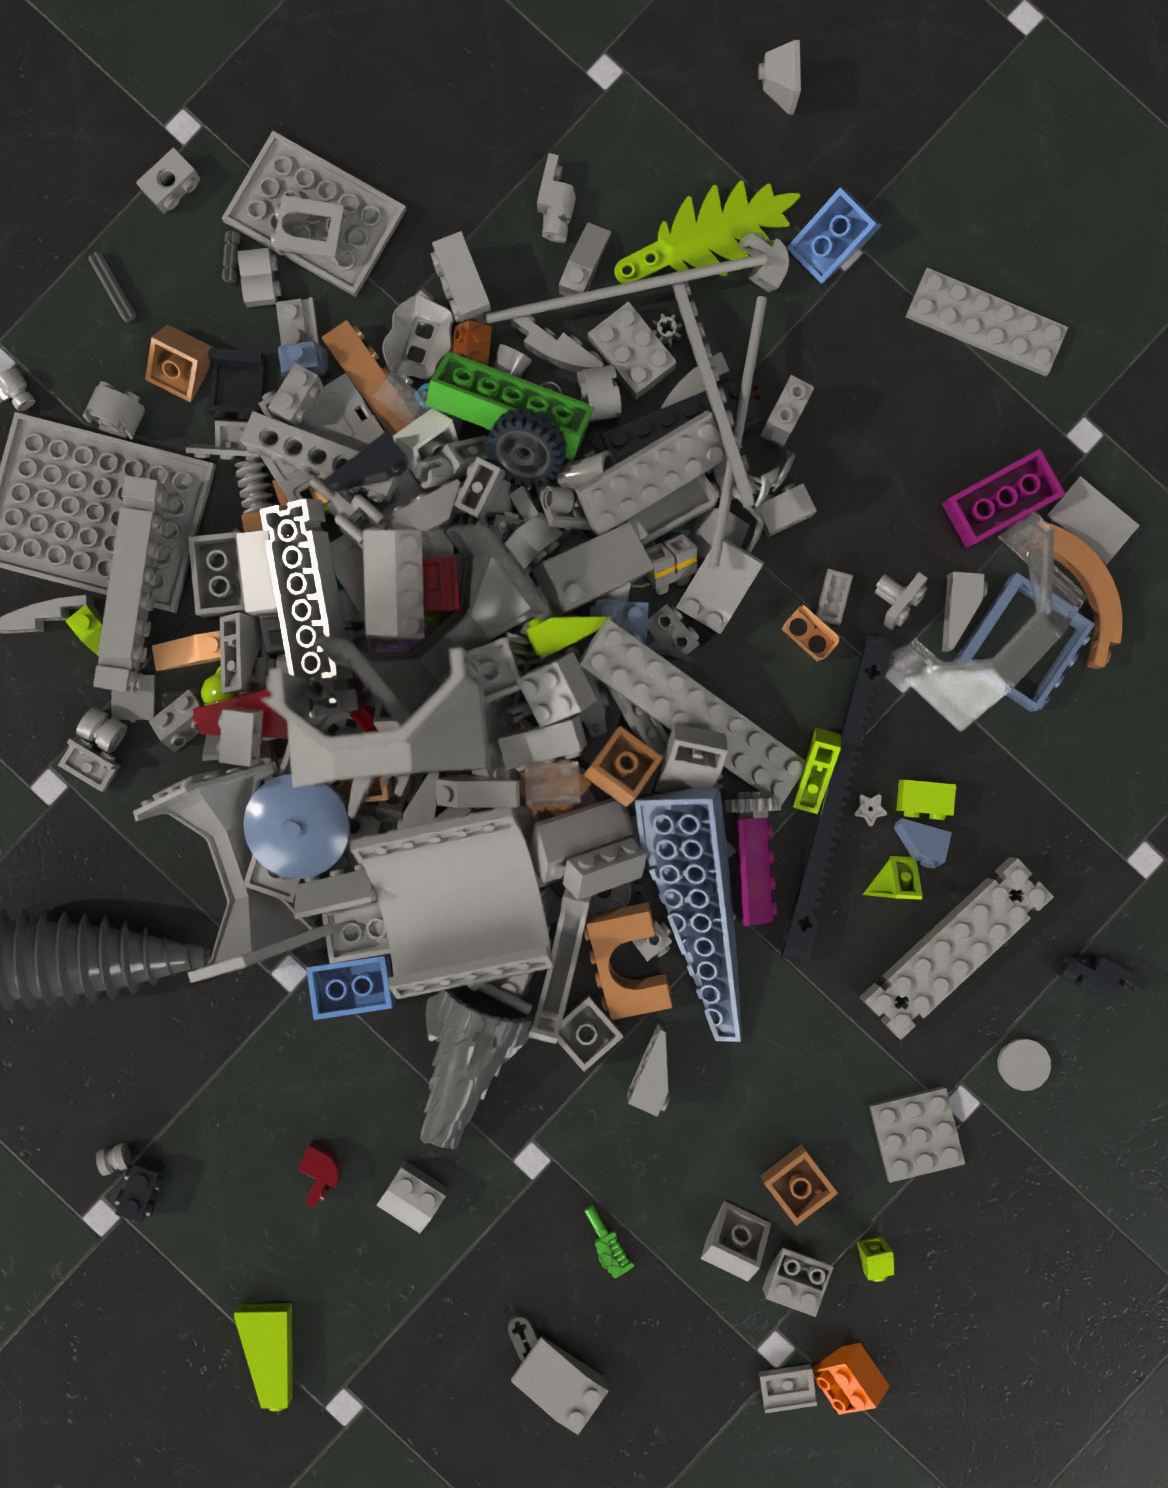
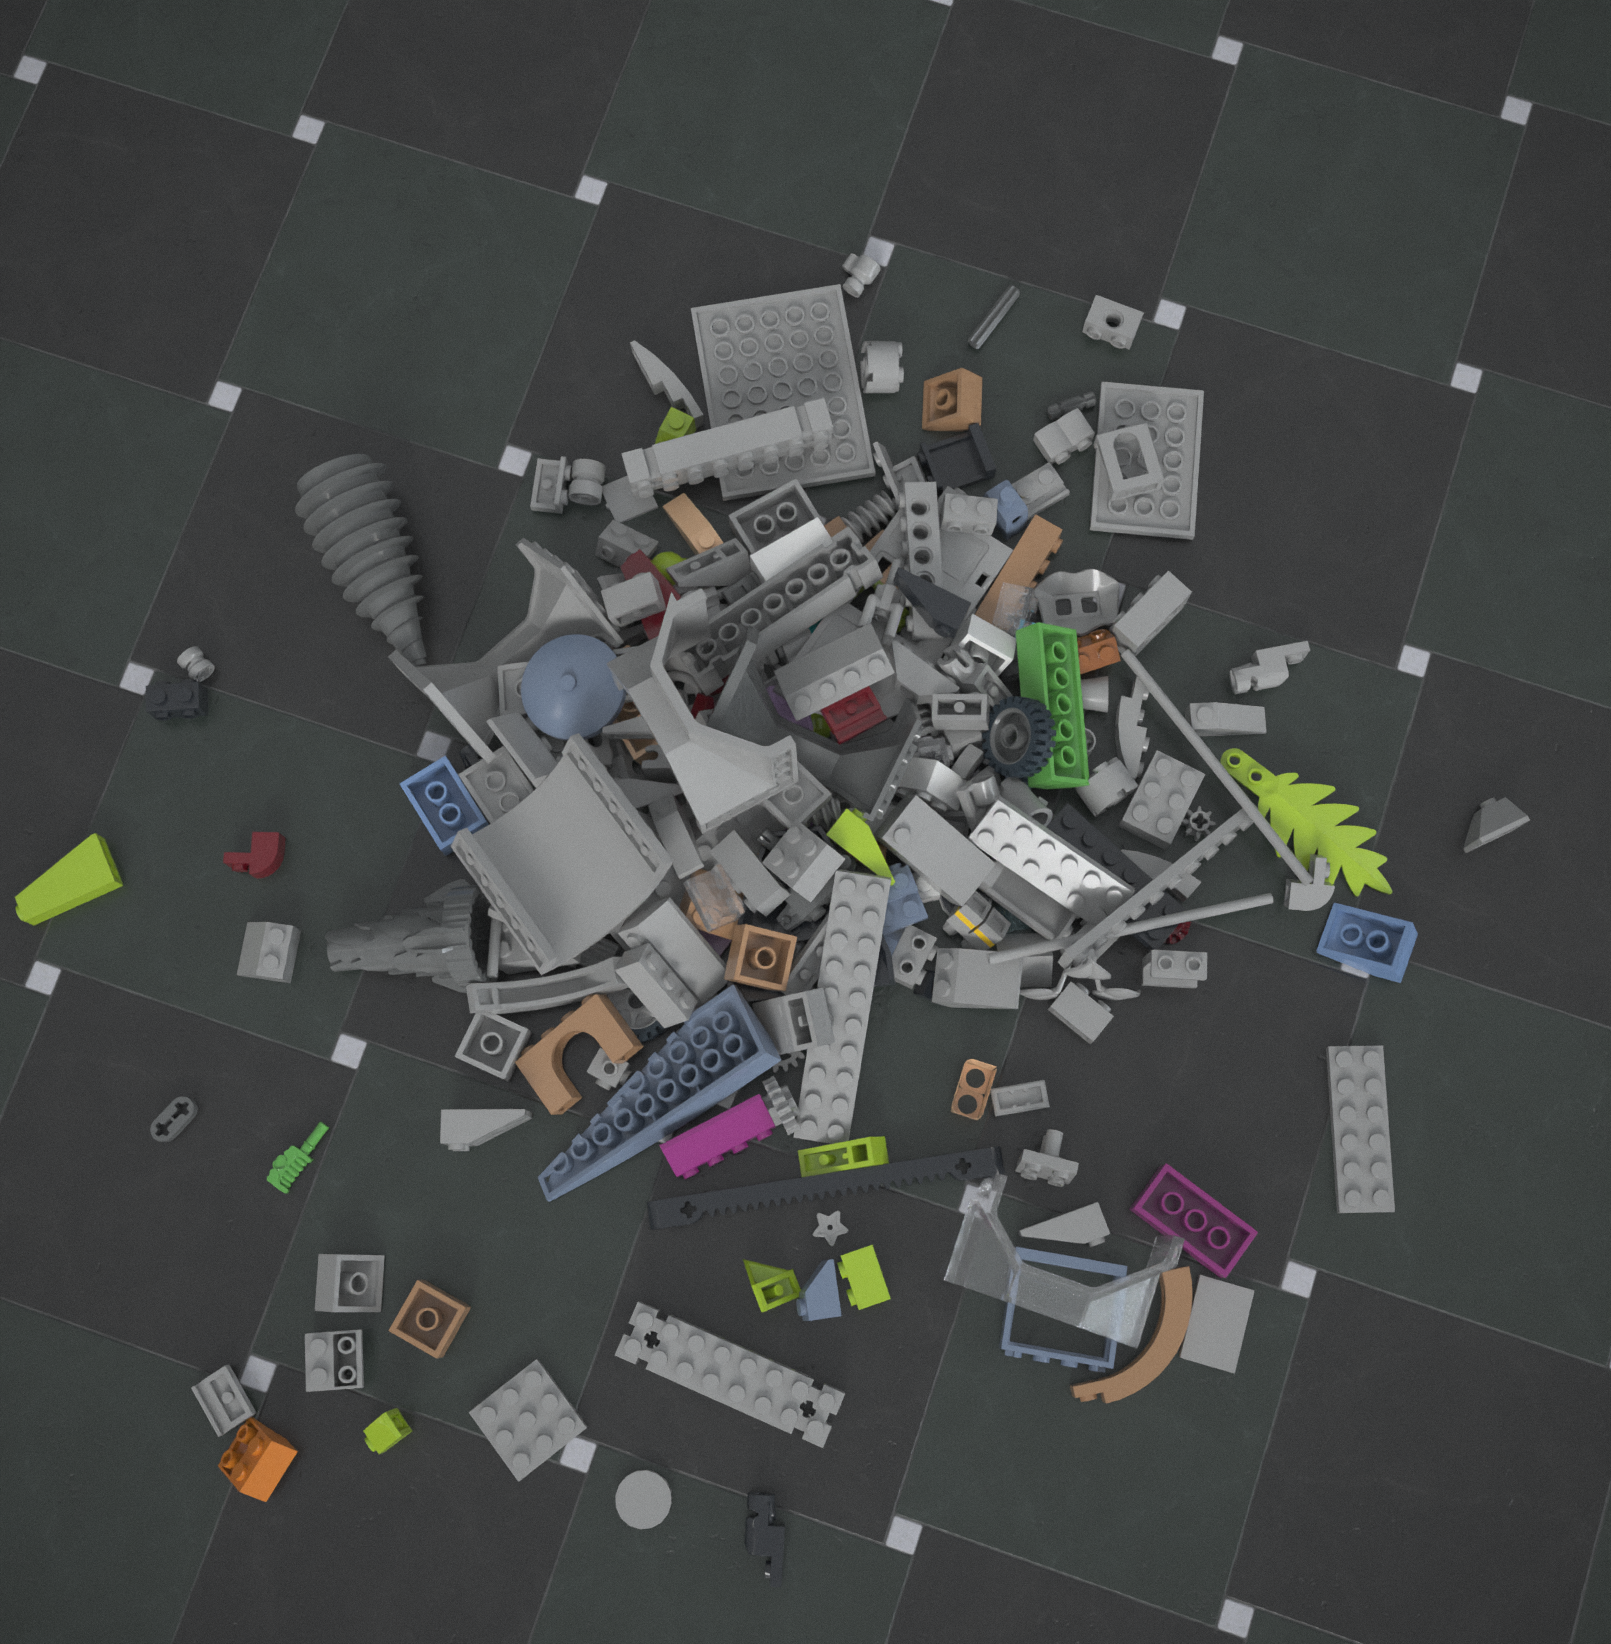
camera: 70 degrees right, 10 degrees down
(560, 1384) = (143, 1171): light grey slope -> none

